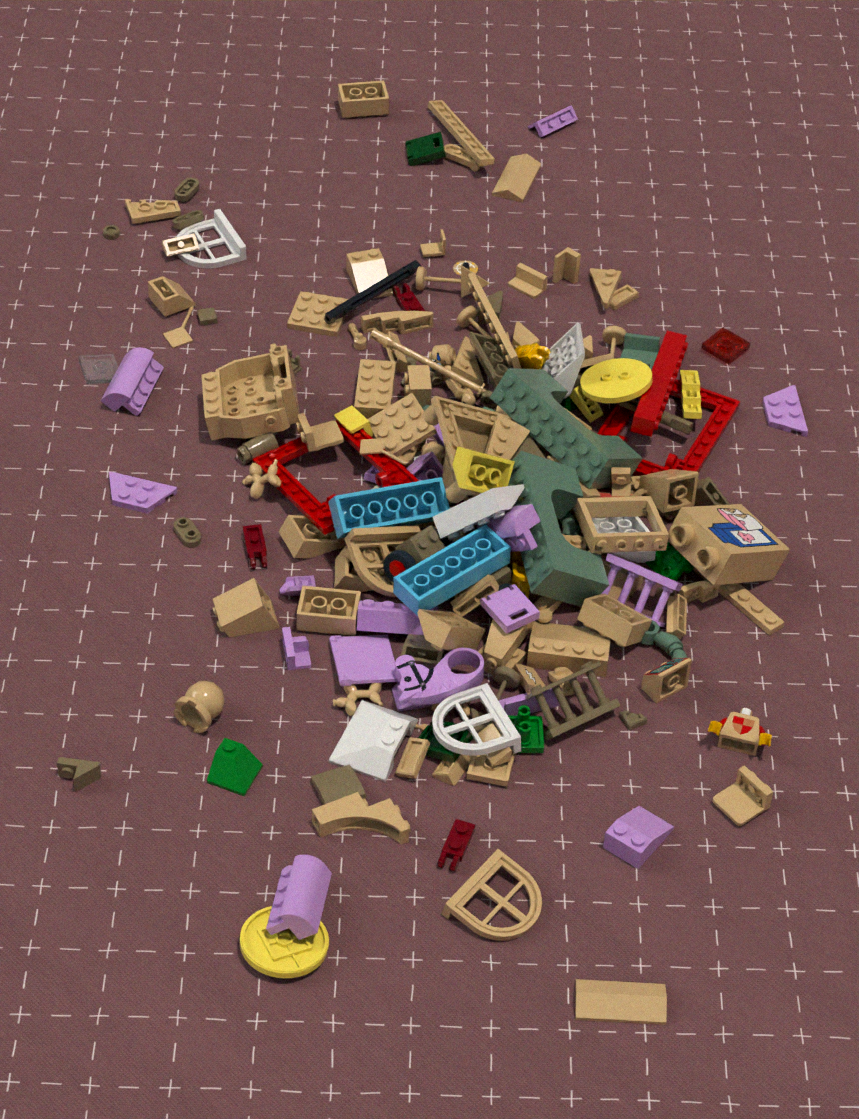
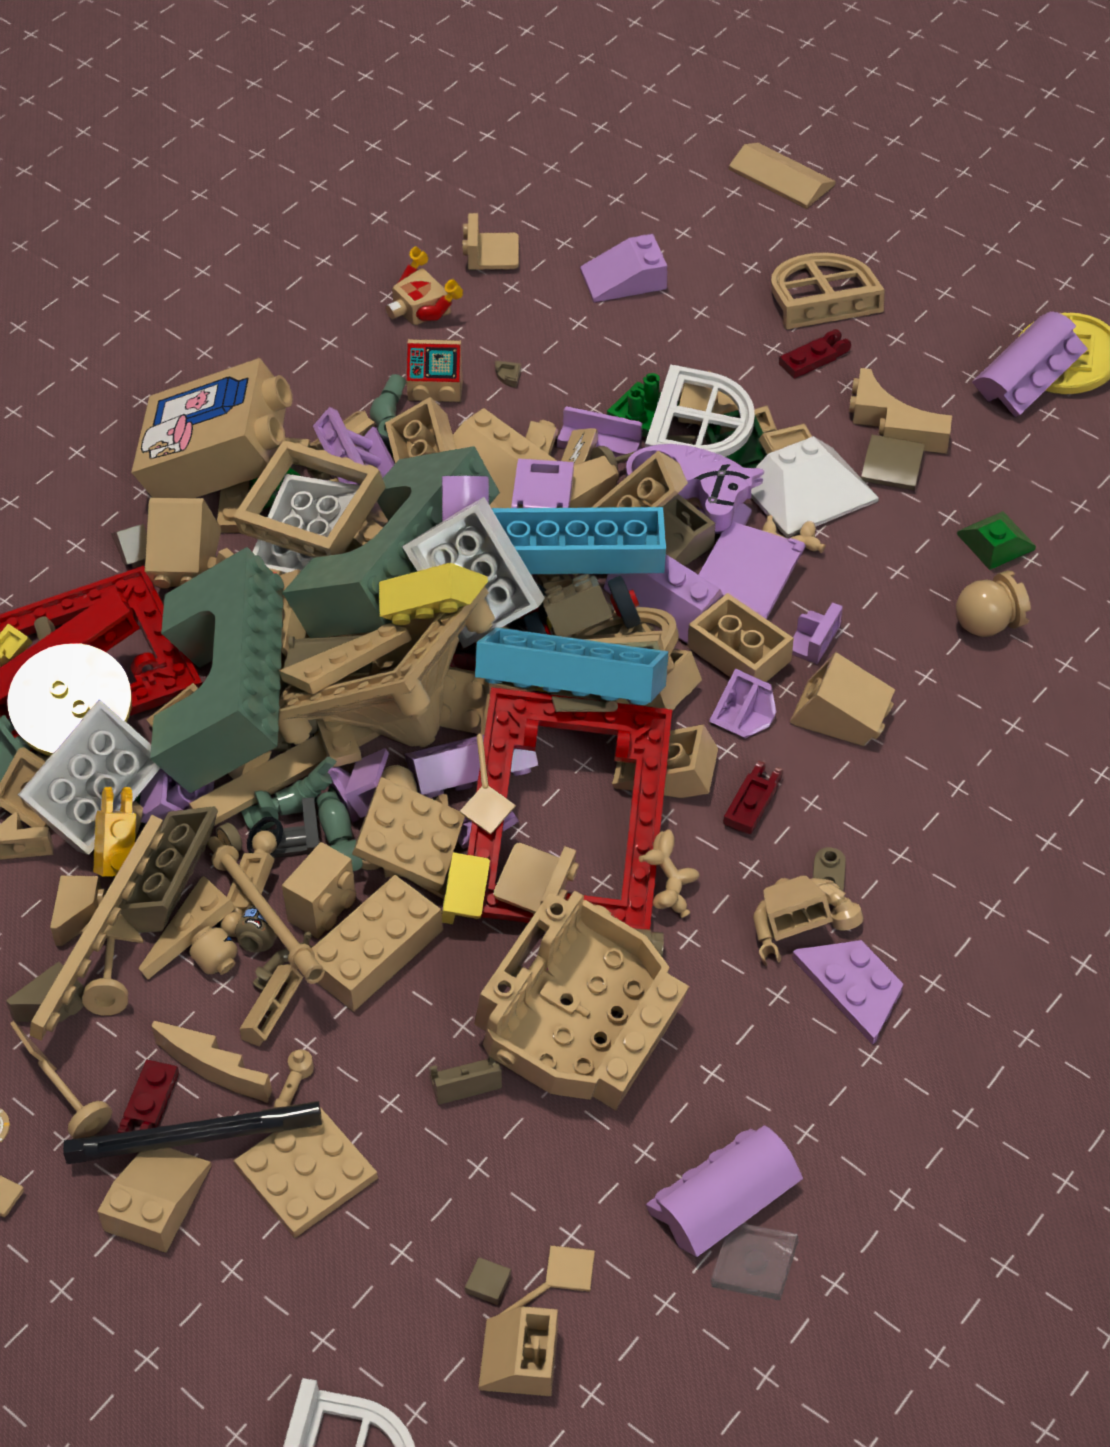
camera: 140 degrees left, 5 degrees up
(184, 499) = (801, 906): none -> tan torso
(571, 719) = (564, 394): dark tan fence -> none

